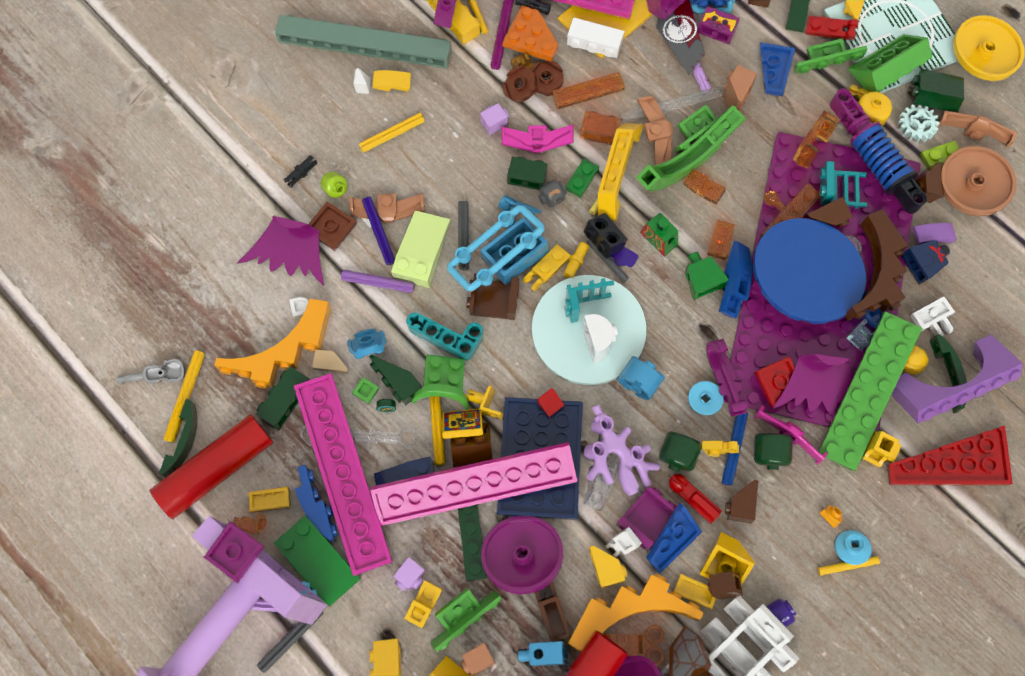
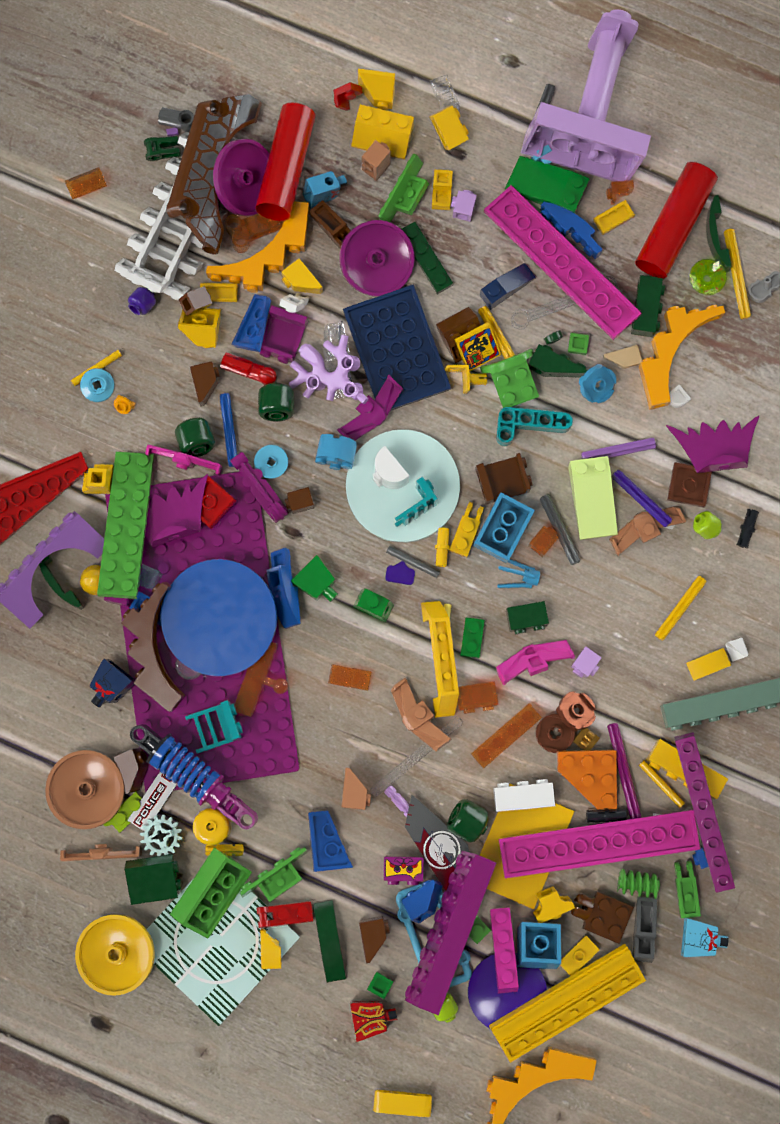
camera: 155 degrees right, 10 degrees up
(206, 396) = (711, 269): none -> clear neon green dish
(234, 552) = (608, 134): magenta tile -> none
(474, 484) = (442, 295): plate -> none
(480, 225) = (543, 541): none -> clear orange brick
(506, 220) = (494, 532): medium azure bar -> none
(550, 402) = (408, 397): red slope -> none
(552, 193) = (493, 605): dark grey head -> none
(585, 400) = (373, 411): none -> magenta plate
(605, 235) = (421, 584): black brick -> none
(650, 37) = (468, 821): none -> dark green head
(668, 173) = (376, 695): bright green arch -> none
(692, 351) = (299, 500): none -> reddish brown brick
(695, 126) = (379, 741): bright green bracket -> none
(715, 448) = (245, 418): yellow plate -> none
(721, 239) = (313, 626): clear orange plate -> none
(822, 129) = (263, 762): clear orange panel -> none
(832, 214) = (217, 689): reddish brown slope -> none
(921, 150) = (152, 801): none -> white sticker
(932, 314) = (88, 632): white hinge -> none
(937, 231) = (110, 717): medium lavender slope -> none

